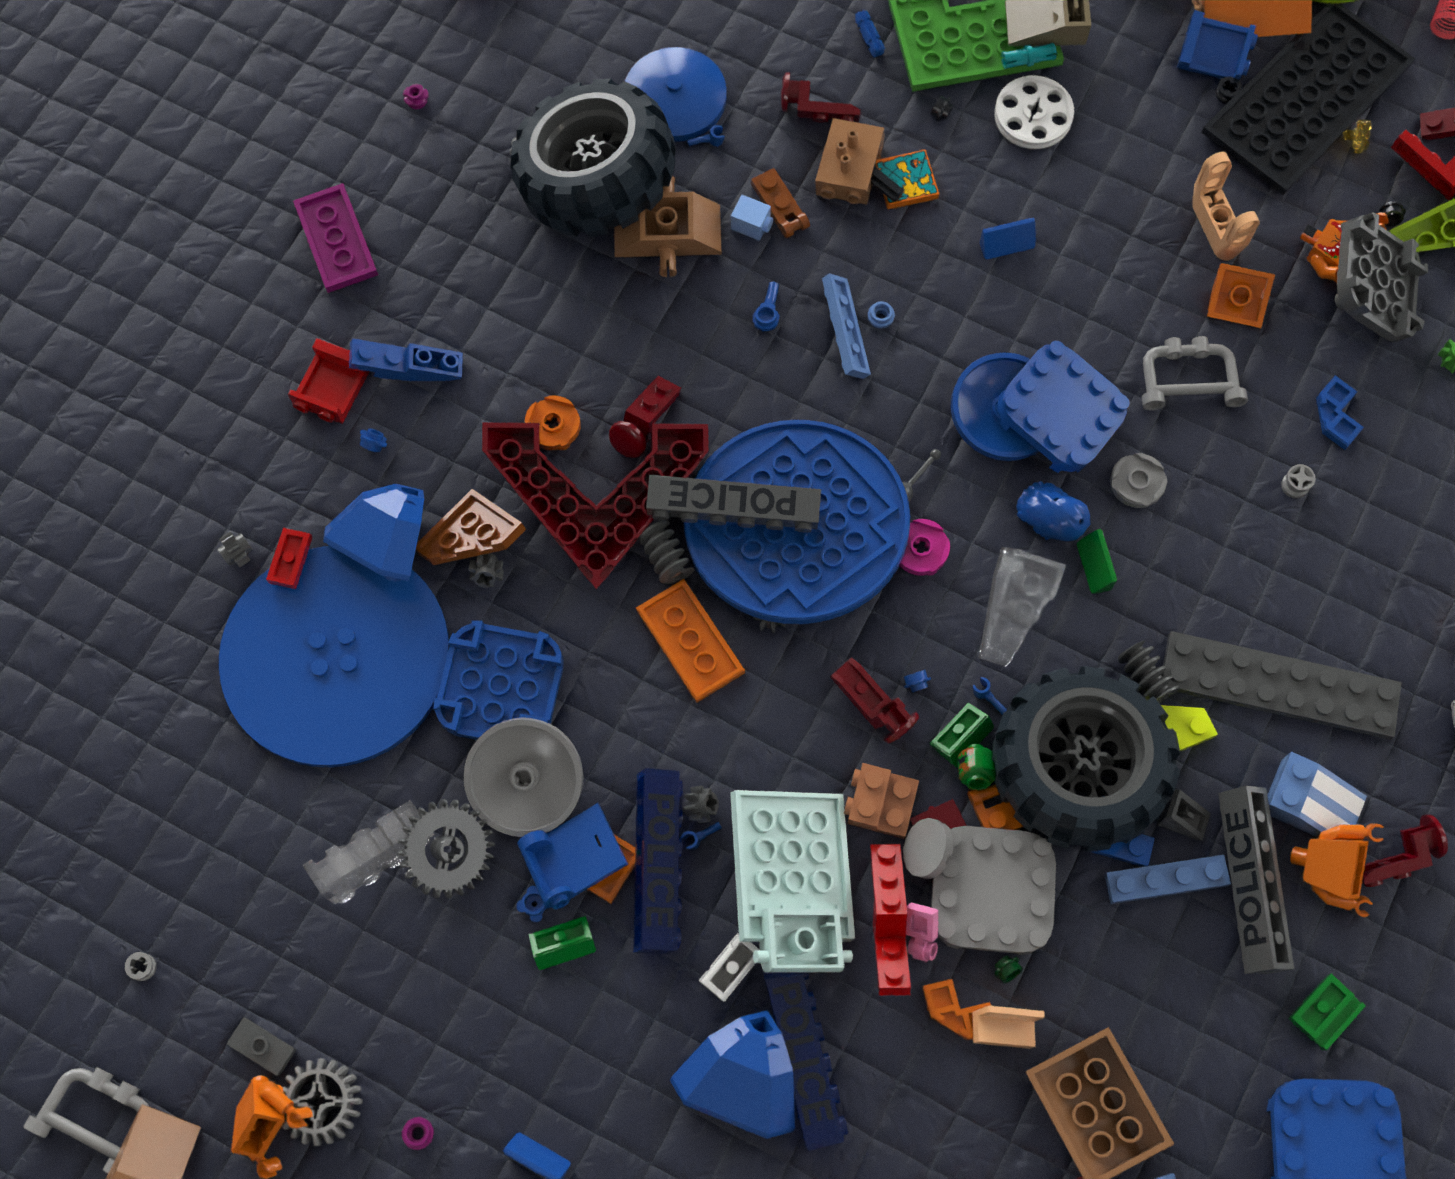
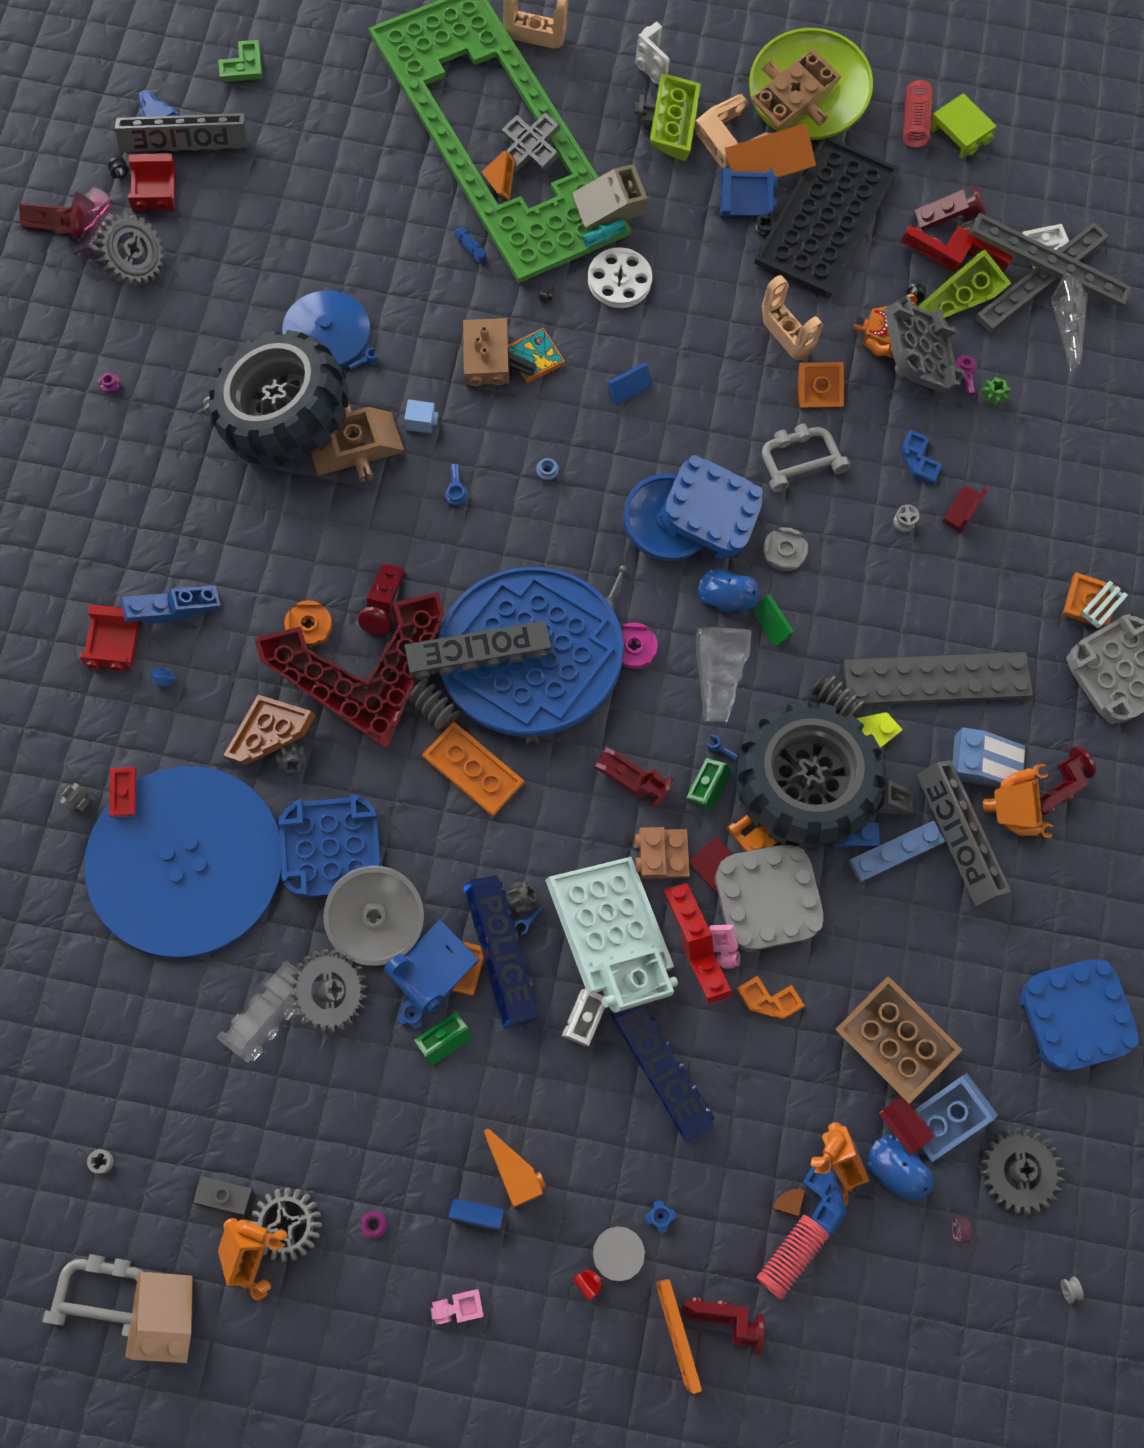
camera: 25 degrees left, 0 degrees up
(335, 238) = (77, 517): magenta plate -> none
(380, 530) = (193, 748): blue brick -> none
(594, 1129) = (517, 1174): none -> orange slope
(742, 1077) = (620, 1100): blue brick -> none
(783, 206) = (431, 391): dark orange plate -> none
(799, 93) = (429, 306): dark red piece -> none
(846, 326) = (522, 484): medium blue plate -> none
(916, 680) = (662, 751): blue plate -> none
(927, 848) = (710, 880): light grey tile -> none
(976, 767) = (728, 806): green head -> none
(1005, 1026) = (809, 999): light nougat panel -> none
(1008, 969) = (797, 955): dark green plate -> none
(1327, 1012) = (1043, 917): green plate -> none
(1359, 136) = (874, 238): clear yellow plant -> none
(1375, 487) = (963, 508): none -> dark red panel
(1432, 316) = (969, 365): none -> magenta plate

